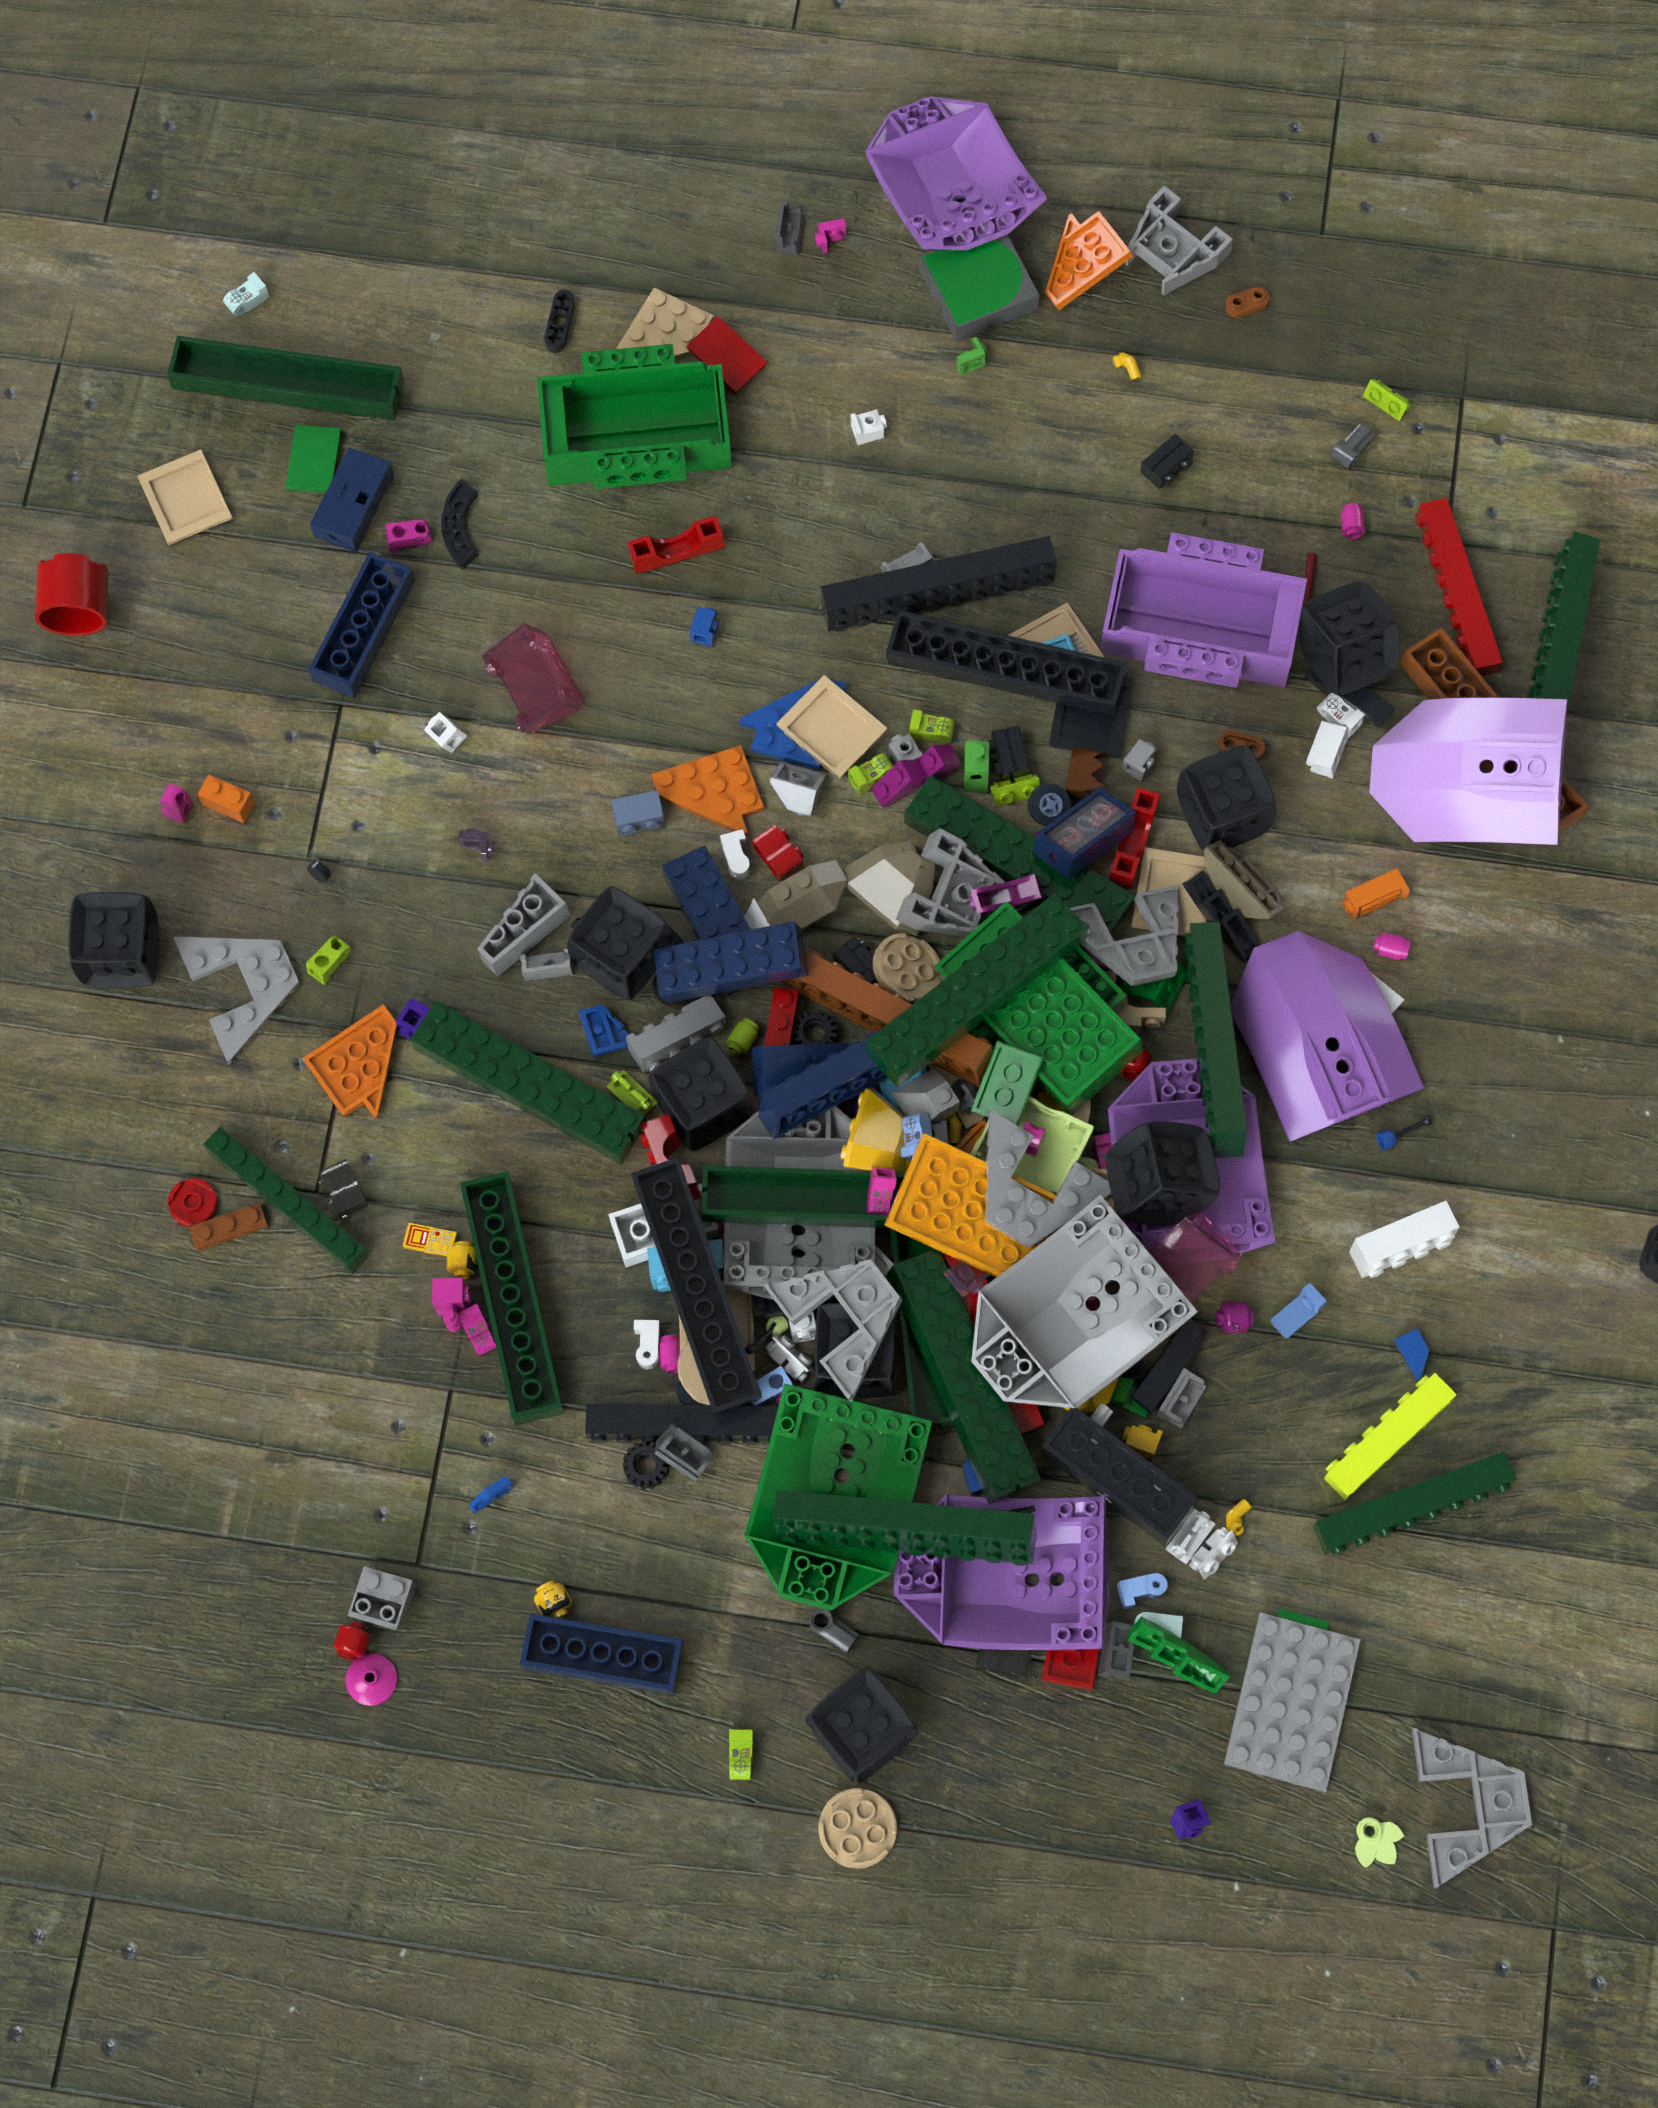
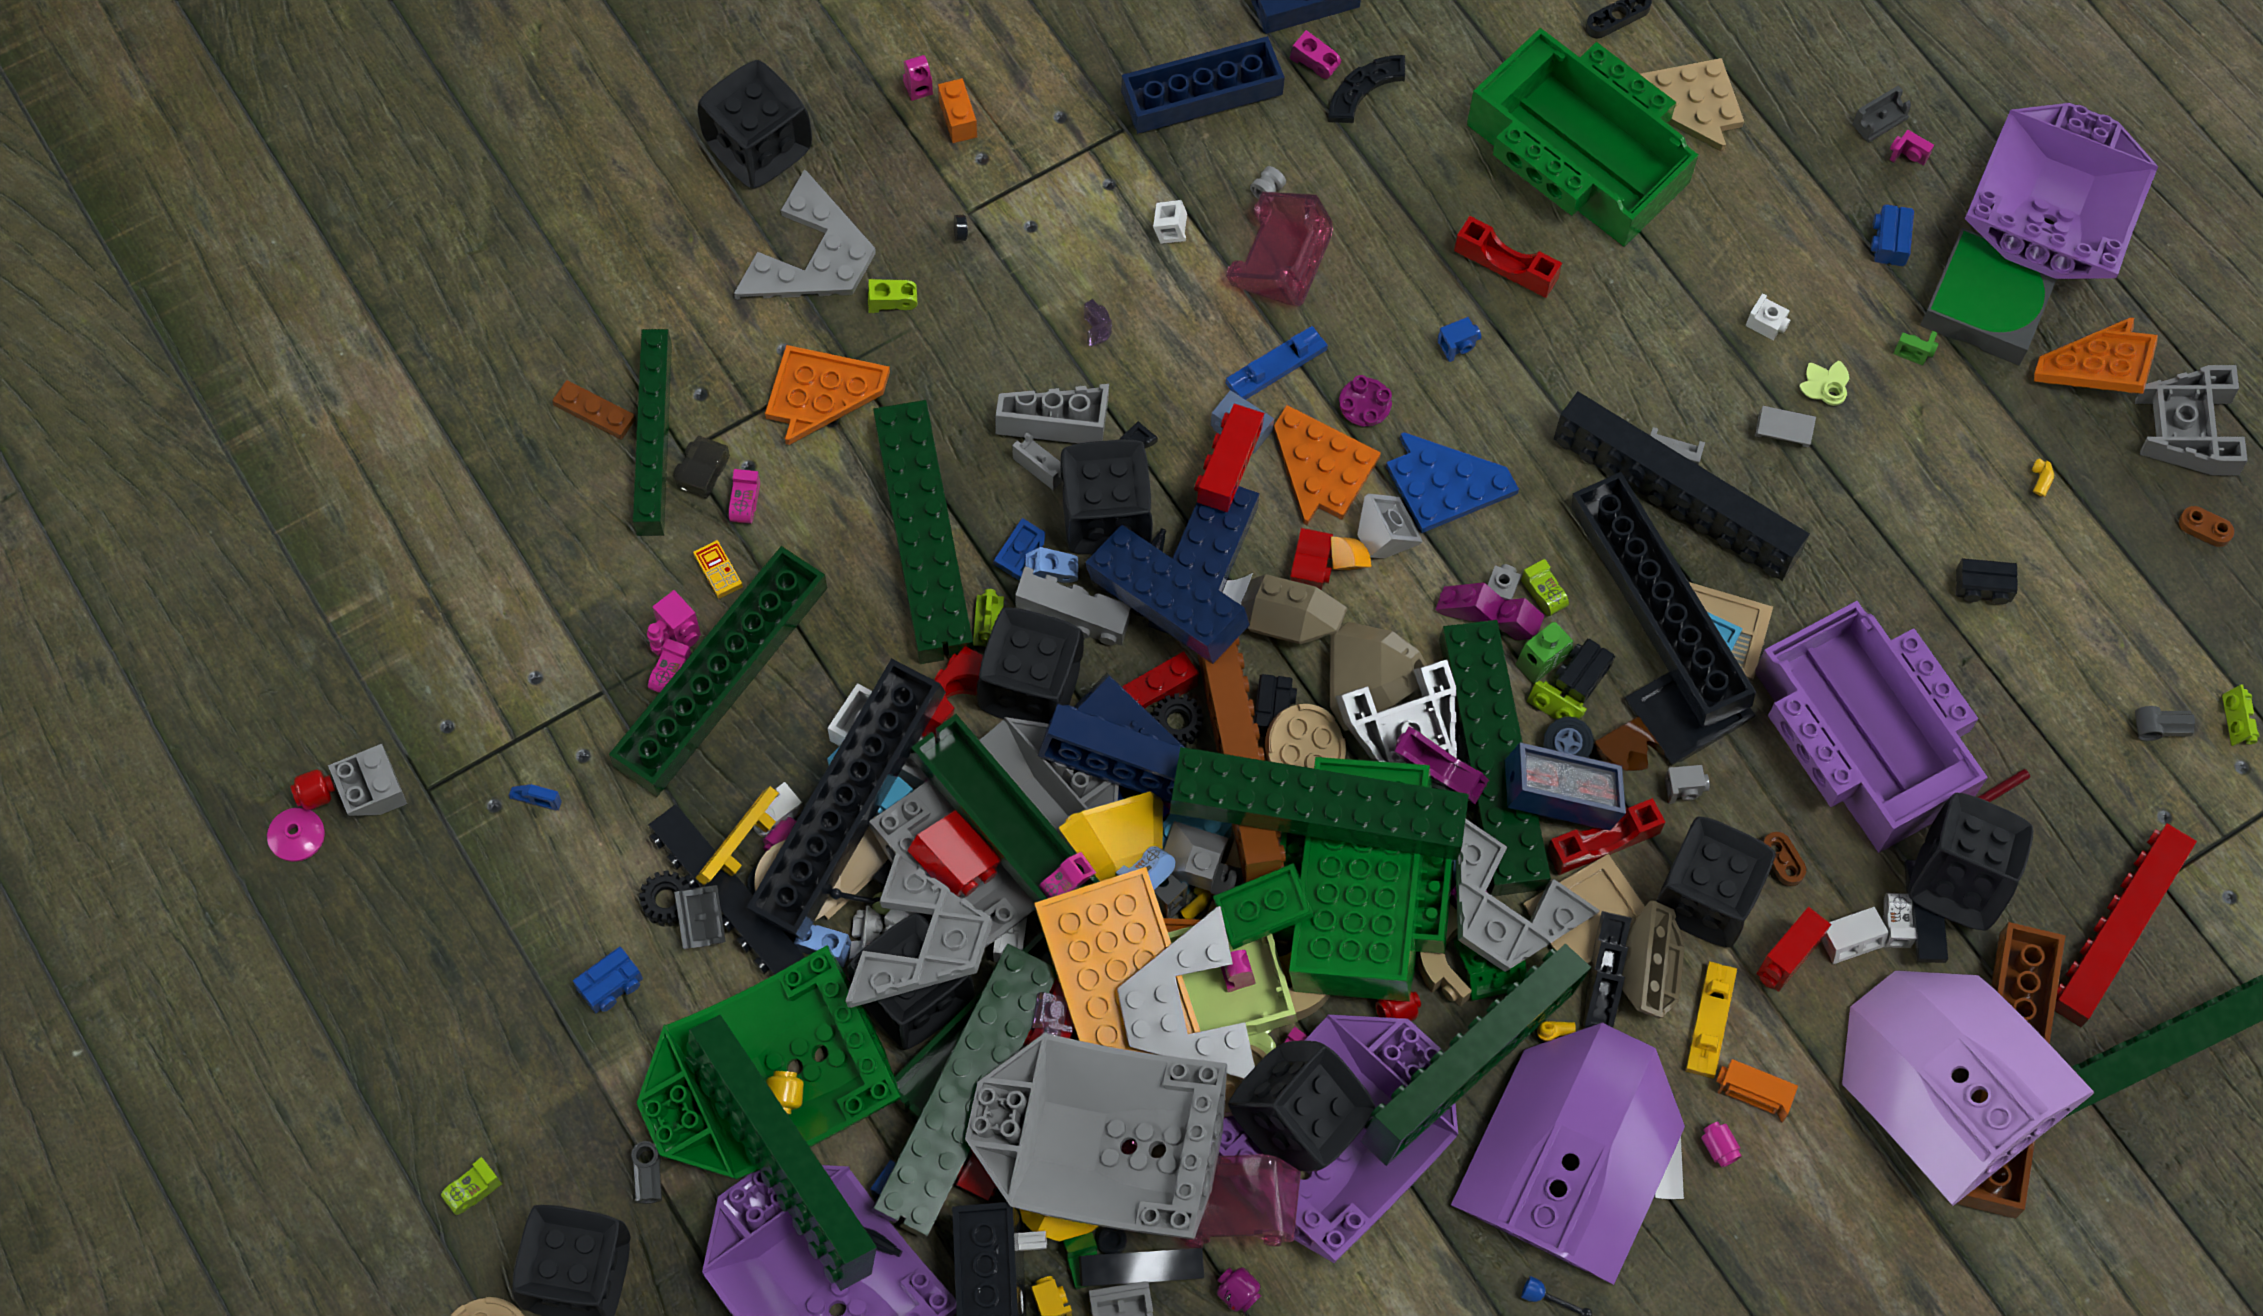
camera: 45 degrees right, 5 degrees down
(192, 1202) = (592, 366): red tile -> none
(392, 1179) = (744, 496): none -> dark pink leg
(412, 1012) = (896, 394): dark purple brick -> none
(462, 1260) = (717, 604): yellow head -> none
(475, 645) = (1270, 181): none -> light grey wheel
(552, 1600) = (481, 920): yellow head -> none
(585, 887) = (1140, 433): none -> black tile
(601, 1654) = (464, 998): dark blue brick -> none
(613, 755) = (1276, 363): none -> blue hinge
(632, 1020) = (1054, 563): none -> light blue leg
(645, 1360) = (754, 816): none -> yellow hinge
(666, 841) = (1230, 457): none -> red brick
(671, 1549) = (608, 980): none -> blue brick
(694, 723) = (1365, 401): none -> magenta dish
(723, 346) = (1720, 159): red tile -> none
(732, 848) = (1277, 526): white leg -> none
(742, 1037) = (1120, 665): lime brick -> none
(797, 826) = (1349, 554): none -> light orange brick
(798, 1248) = (955, 854): none -> red brick
(831, 727) = (1466, 508): tan piece -> none
(858, 1488) = (787, 1089): none -> yellow head
(869, 773) = (1454, 572): lime leg -> none
(881, 300) = (1893, 235): none -> blue brick
(942, 432) = (1822, 382): none -> yellowish green plate
(953, 484) = (1785, 425): none -> light grey hinge
(1233, 977) = (1551, 1030): none -> yellow arm
(1306, 882) = (1711, 1020): none -> yellow hinge
(1308, 792) = (1793, 949): none -> red brick
(1352, 521) = (2092, 781): dark pink brick -> none

